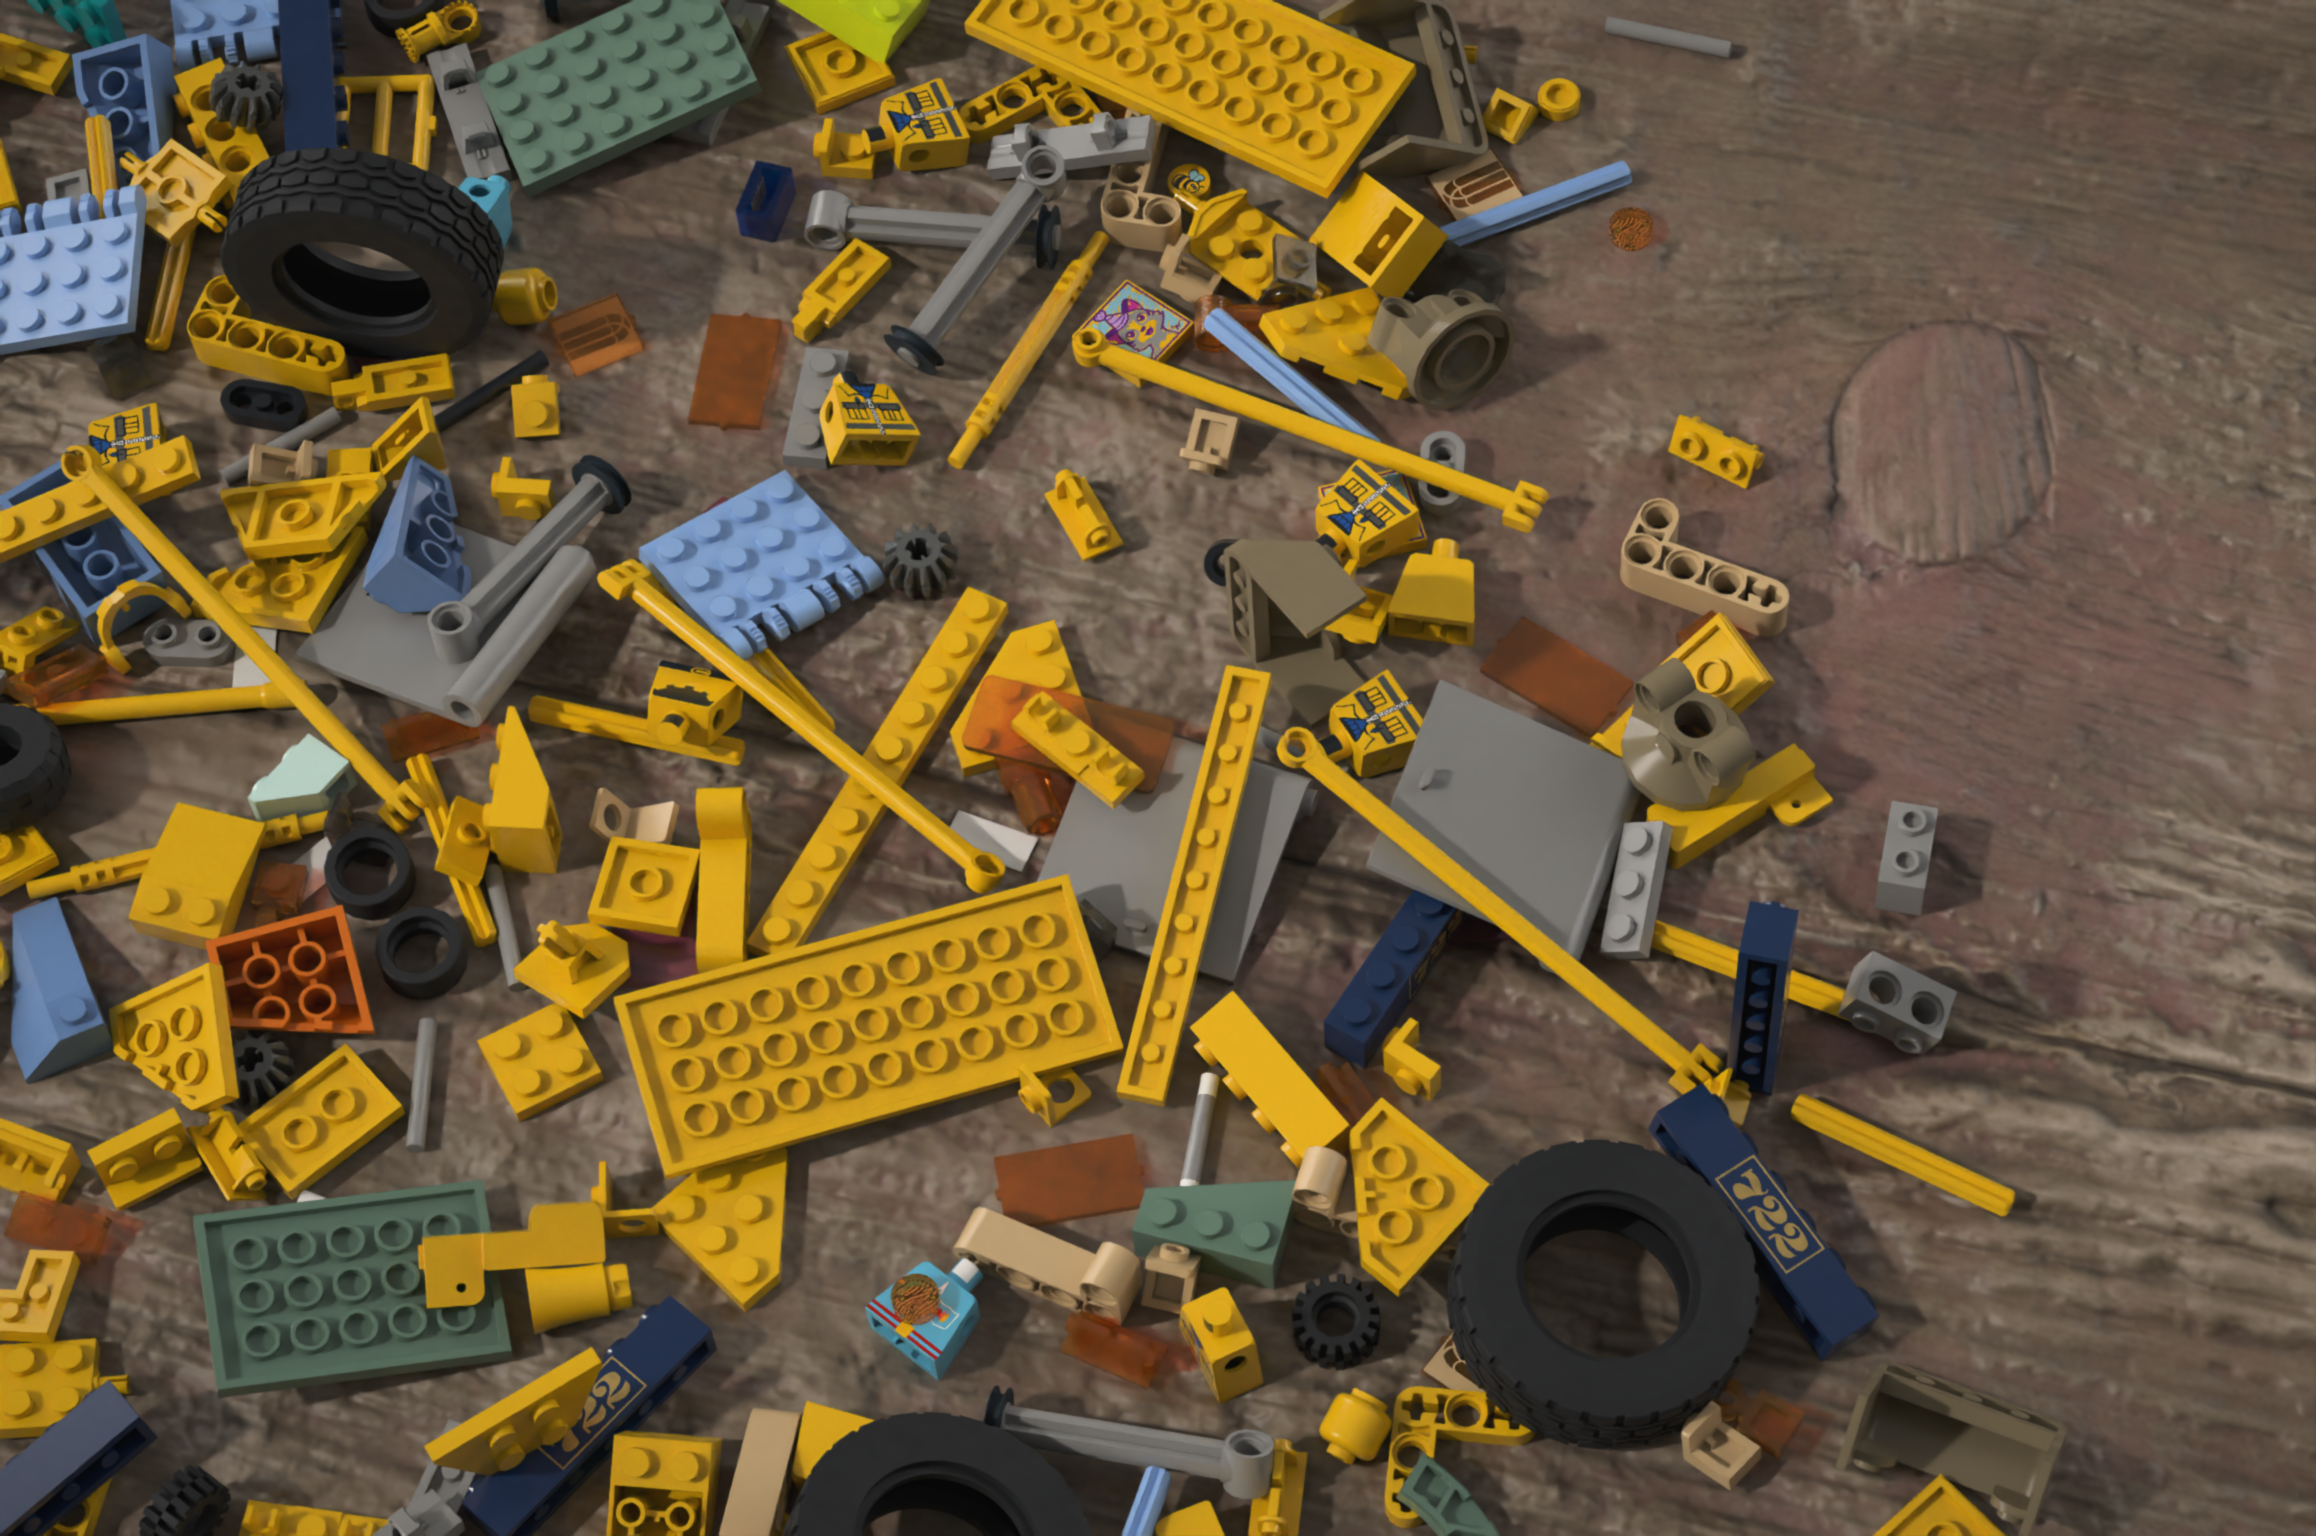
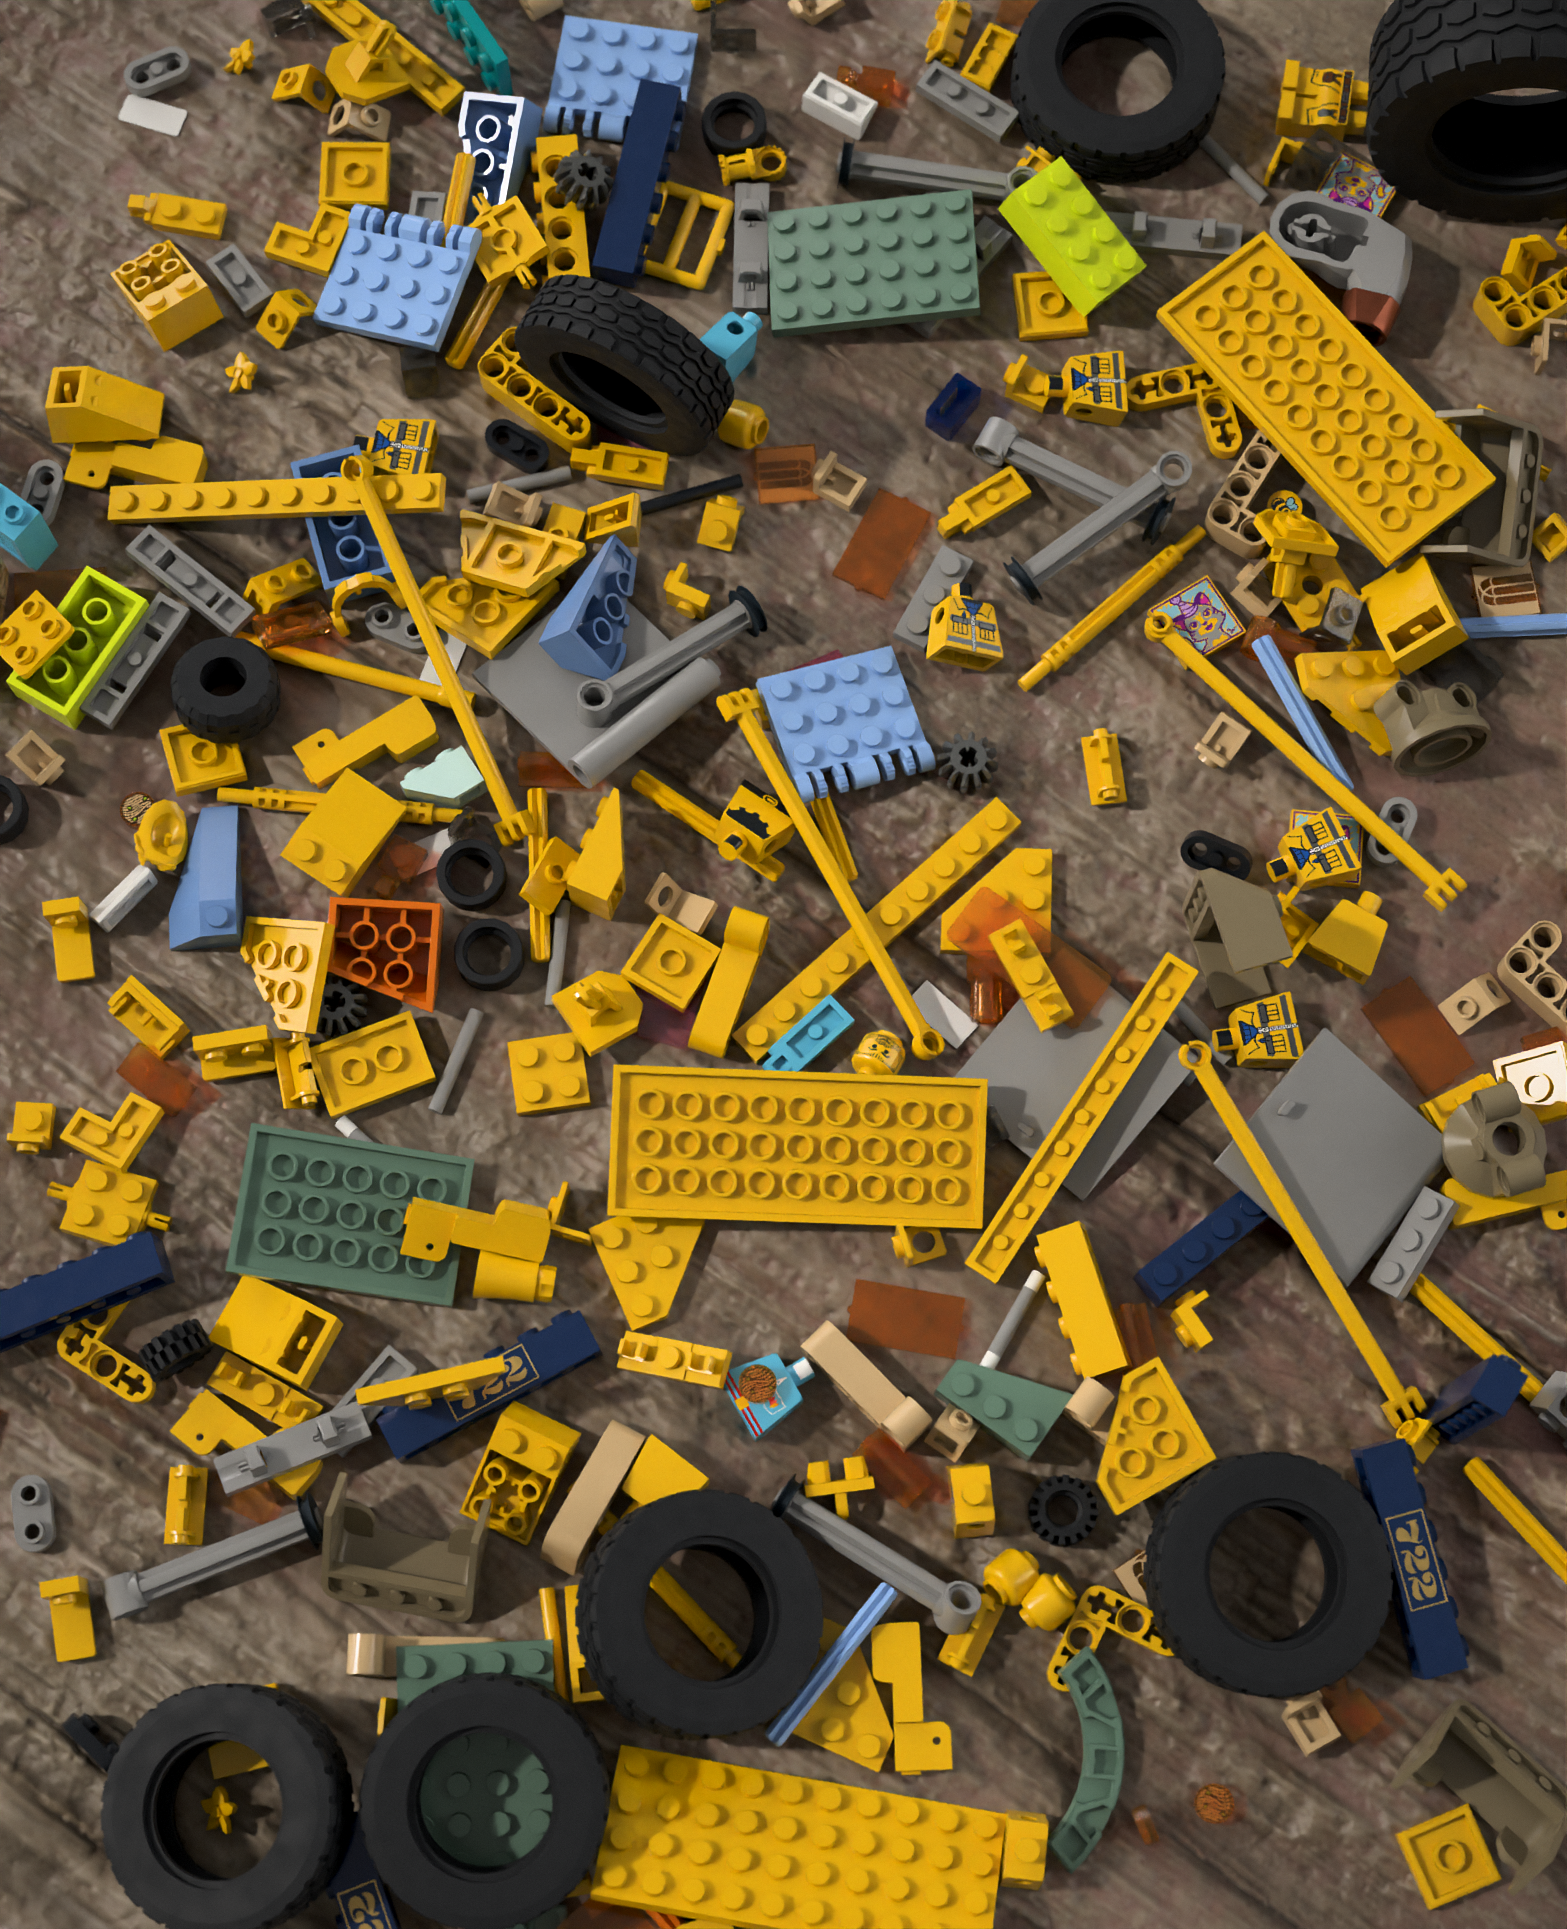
camera: 15 degrees right, 15 degrees up
(226, 752) = (400, 732): none -> yellow piece
(306, 1452) = (276, 1331): none -> yellow slope
(658, 321) = (837, 482): none -> tan bracket
(804, 1314) = (674, 1360): none -> yellow plate
(845, 902) = (809, 1037): none -> medium azure hinge
(929, 892) = (879, 1054): none -> yellow head
(1073, 1374) = (855, 1479): none -> yellow hips
(1081, 145) = (1205, 447): light grey hinge -> none
(1209, 210) = (1291, 540): none -> yellow piece
(1300, 1413) = (1010, 1576): none -> yellow head
(1604, 618) = (1473, 1003): none -> tan bracket

